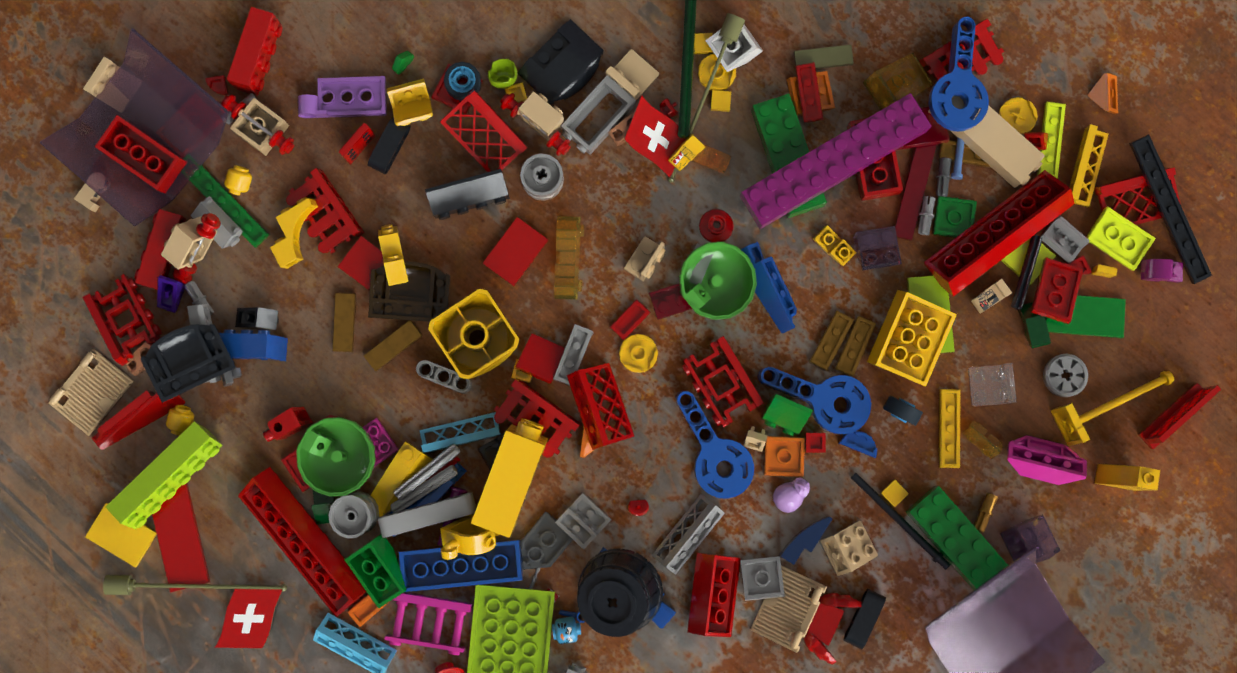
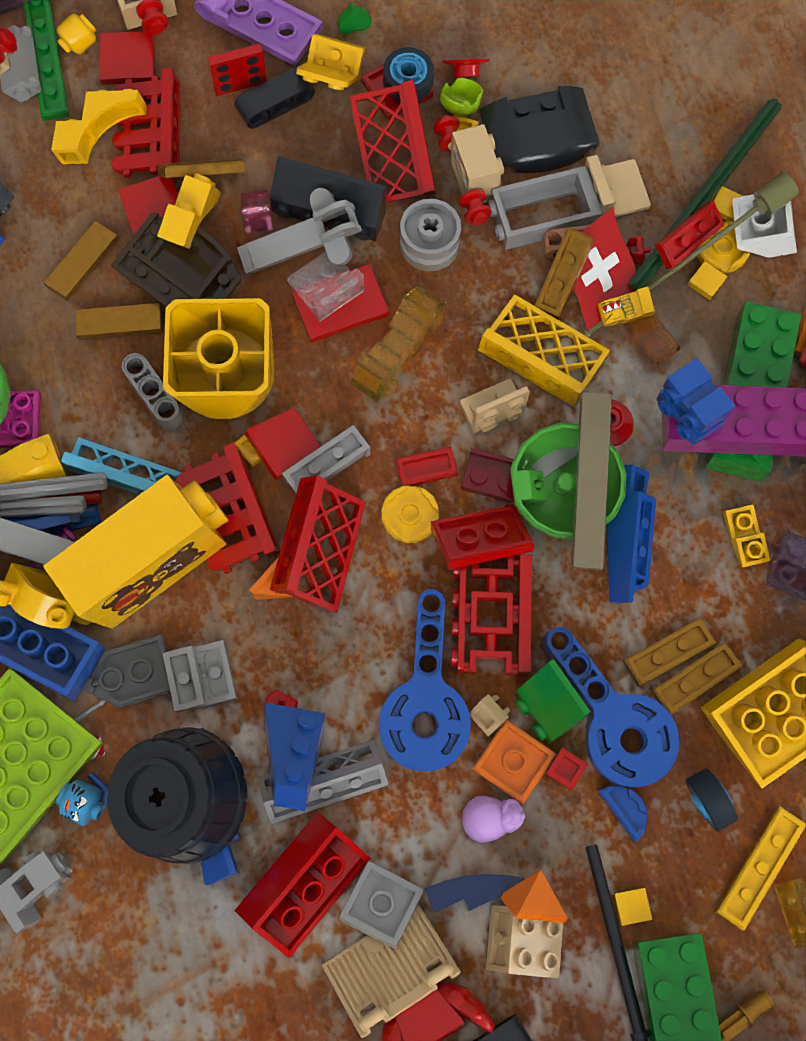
camera: 30 degrees right, 10 degrees down
(278, 175) = (126, 57): none -> red tile
(378, 222) = (208, 167): none -> pearl gold tile
(426, 224) = (256, 211): none -> clear pink slope
(470, 227) = (305, 236): none -> light grey piece
(492, 50) = (466, 67): none -> red piece
(501, 247) = (326, 285): none -> clear bracket
(636, 152) = (564, 271): none -> pearl gold tile
(655, 220) = (533, 364): none -> yellow fence
(663, 530) = (293, 751): none -> blue wedge
(688, 342) = (481, 536): none -> red tile
(695, 82) = (689, 234): none -> red tile
(731, 273) = (591, 481): none -> dark tan tile
(765, 200) = (694, 402): none -> blue brick
(842, 525) = (534, 900): none -> orange slope

